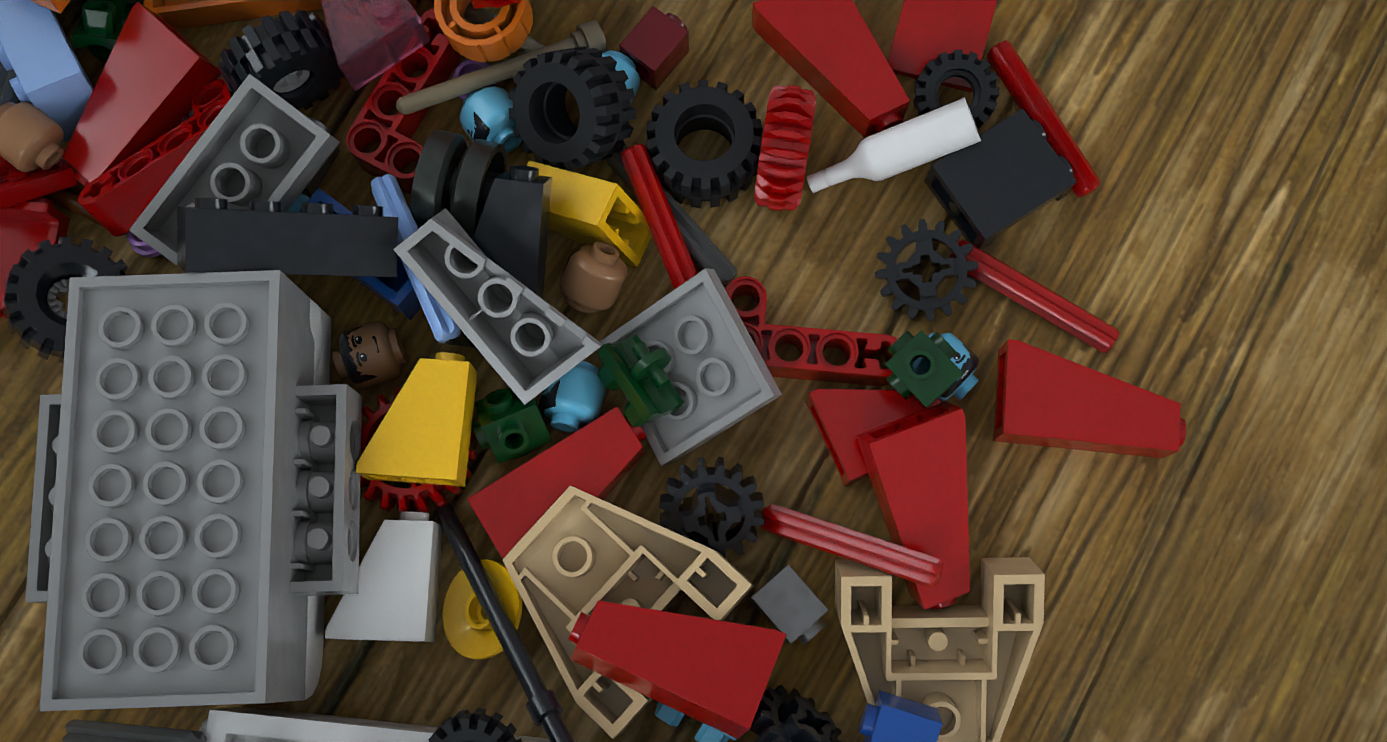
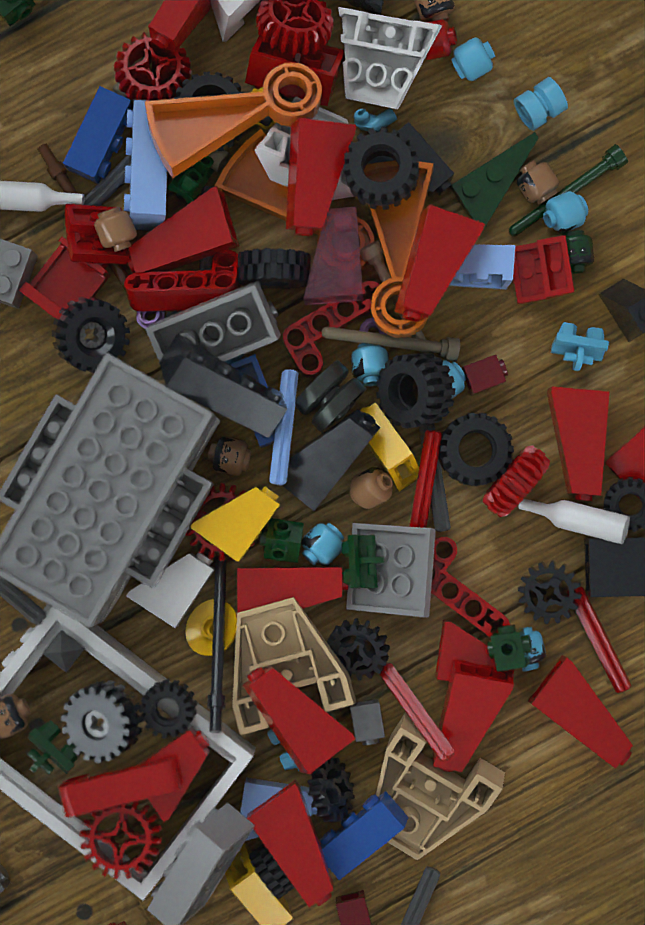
camera: 30 degrees right, 10 degrees up
(503, 318) = (309, 495): light grey wedge -> none

